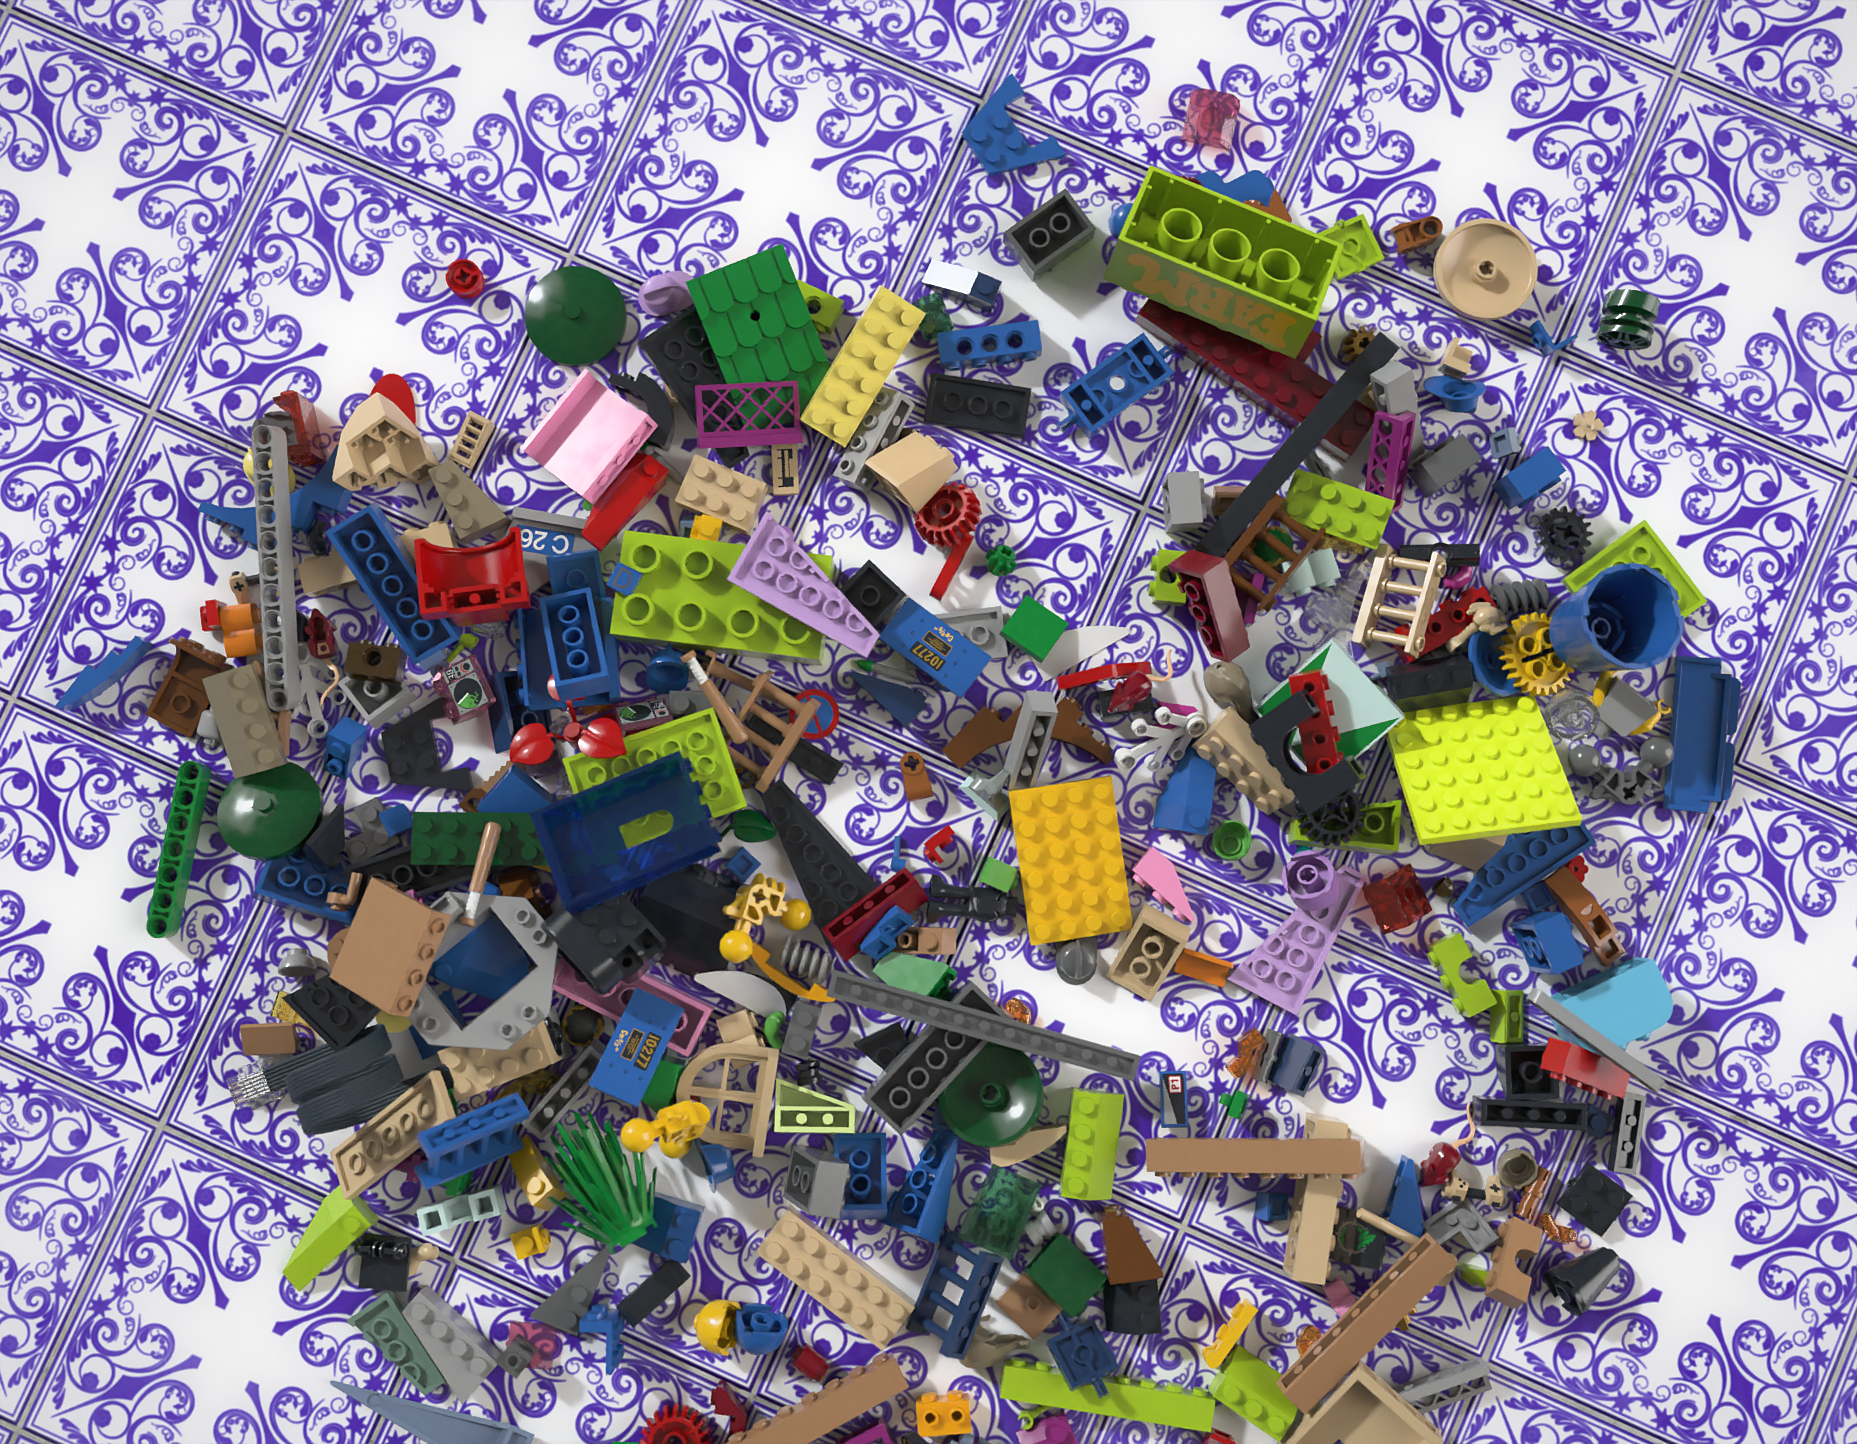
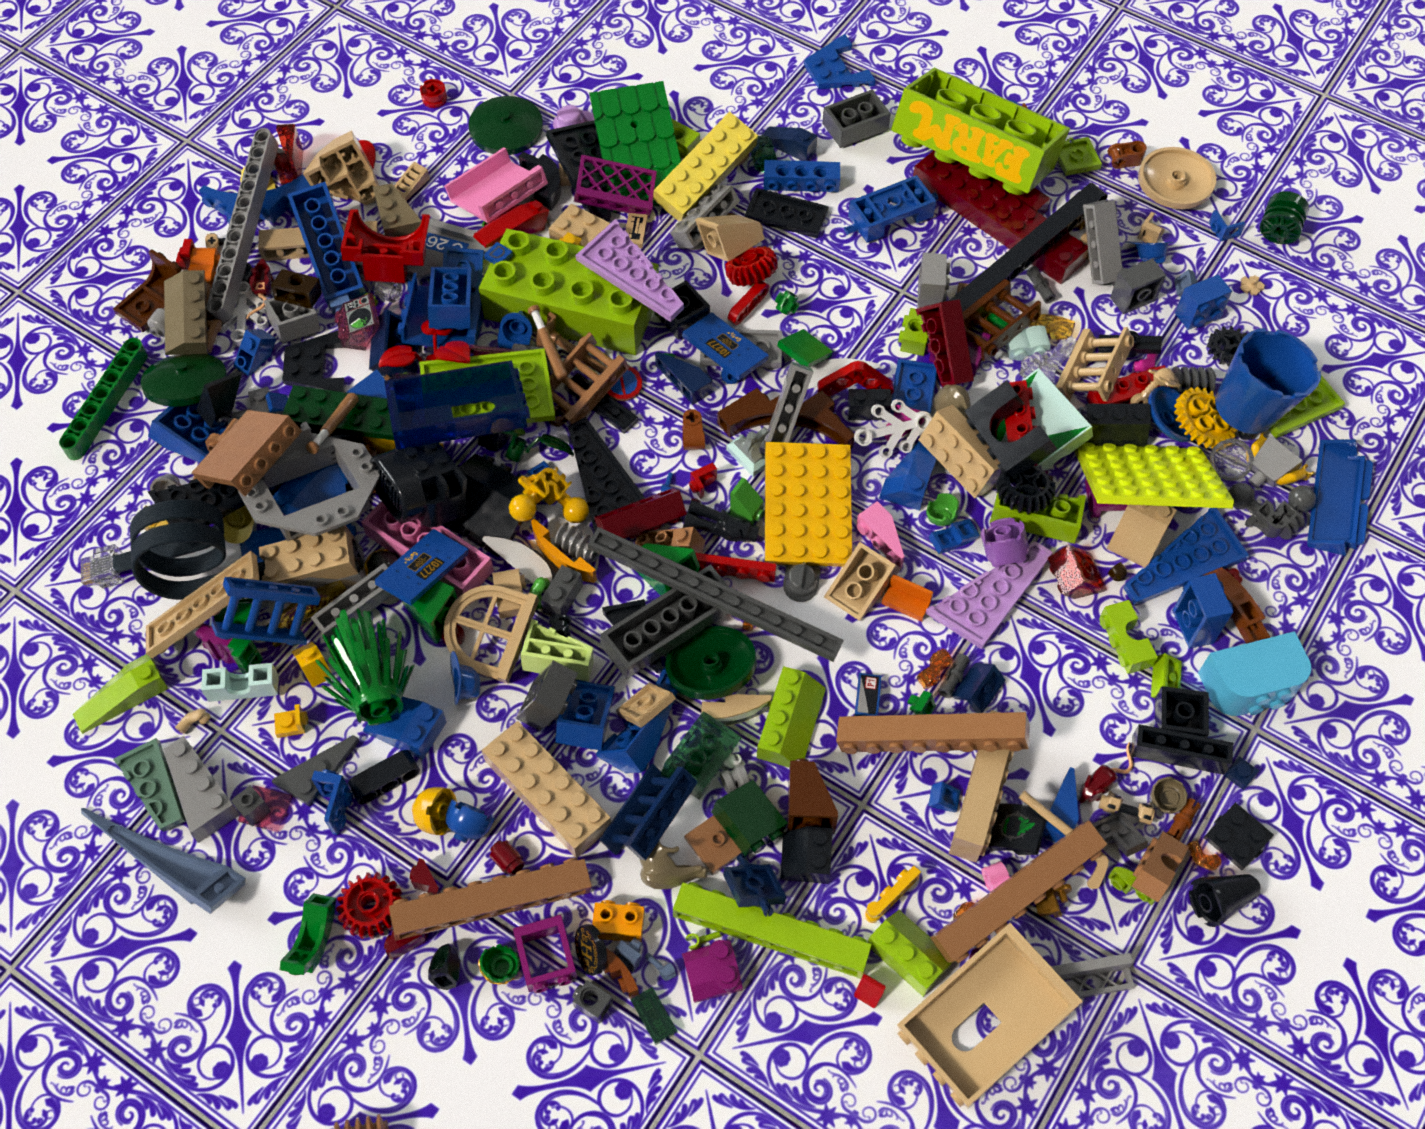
camera: 10 degrees right, 25 degrees down
(96, 680) = (87, 284): blue slope -> none
(269, 1038) = (118, 533): medium nougat slope -> none
(315, 538) = (278, 222): black arm -> none
(384, 1262) = (161, 715): black hinge -> none
(673, 1124) = (439, 624): yellow piece -> none
(881, 937) = (647, 525): blue slope -> none
(926, 1159) = (645, 704): none -> tan tile
(1005, 960) = (738, 567): none -> red plate
(1135, 689) = (877, 384): dark red animal -> none
(1185, 659) = (915, 384): none -> blue tile
(1211, 118) = (985, 72): clear pink slope -> none
(1247, 869) = (955, 536): none -> blue slope
(1337, 508) = (1058, 302): lime plate -> none
(1398, 457) = (1098, 273): magenta fence -> none
(1584, 1069) = (1233, 711): red brick -> none
(1595, 1040) = (1242, 680): light grey beam -> none
(1627, 1133) = (1269, 784): plate -> none

